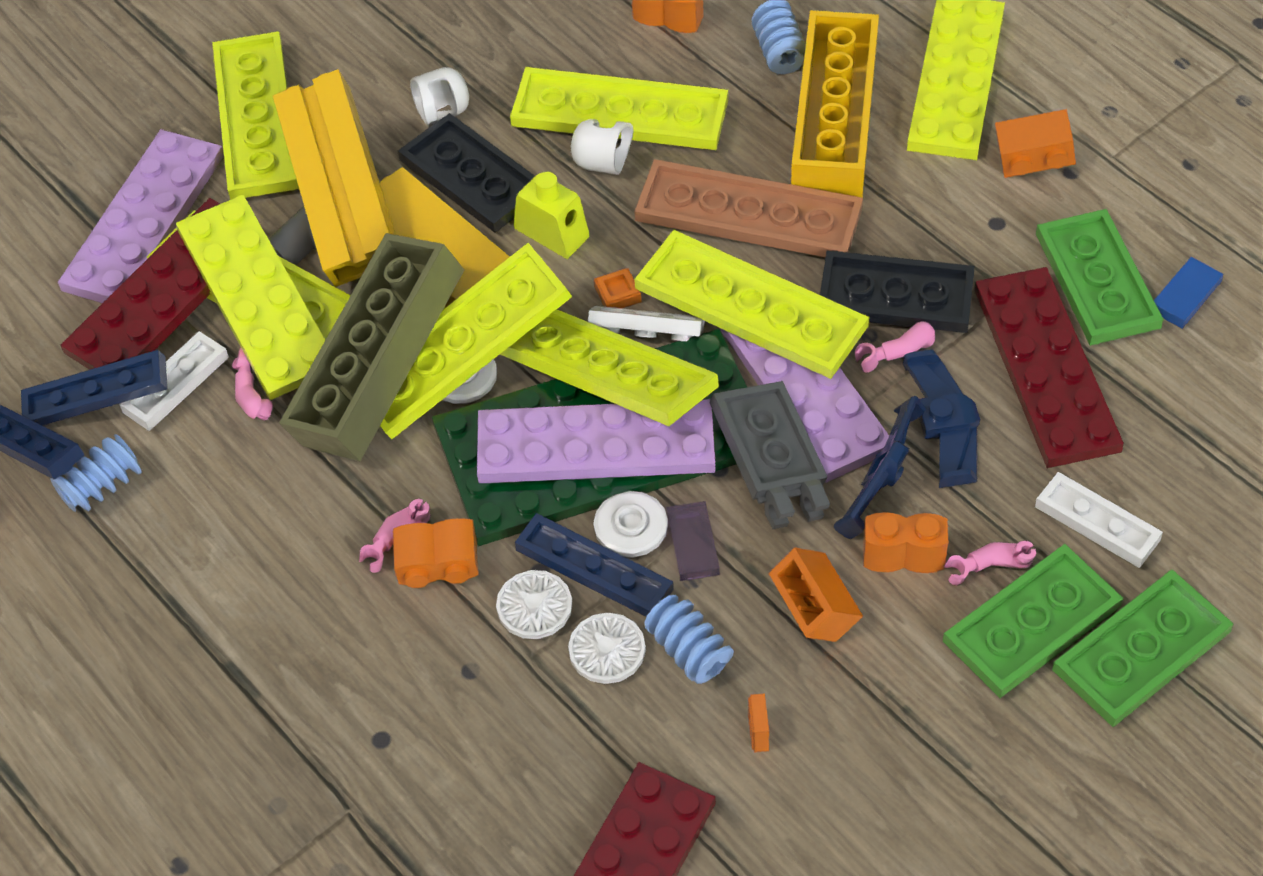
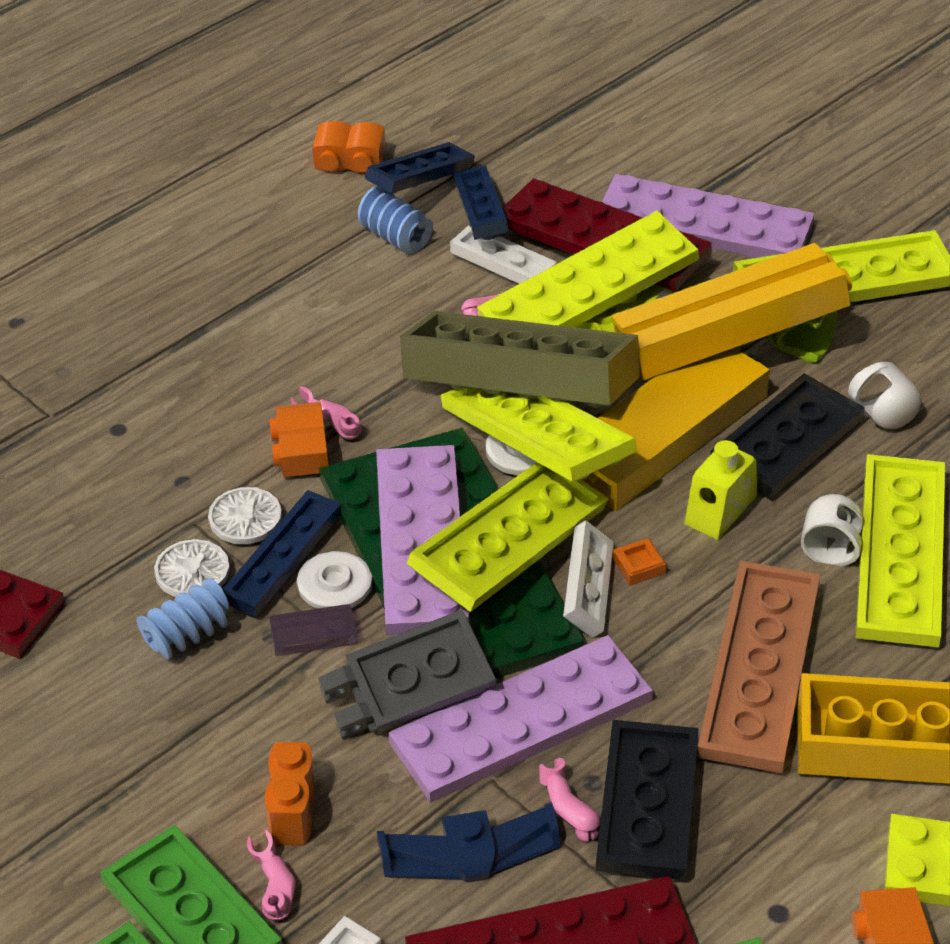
camera: 85 degrees right, 10 degrees down
(752, 303) = (600, 653): neon yellow plate -> none
(758, 723) = (89, 676): orange tile -> none
(815, 594) = (226, 714): orange brick -> none
(884, 470) = (392, 775): dark blue plate -> none

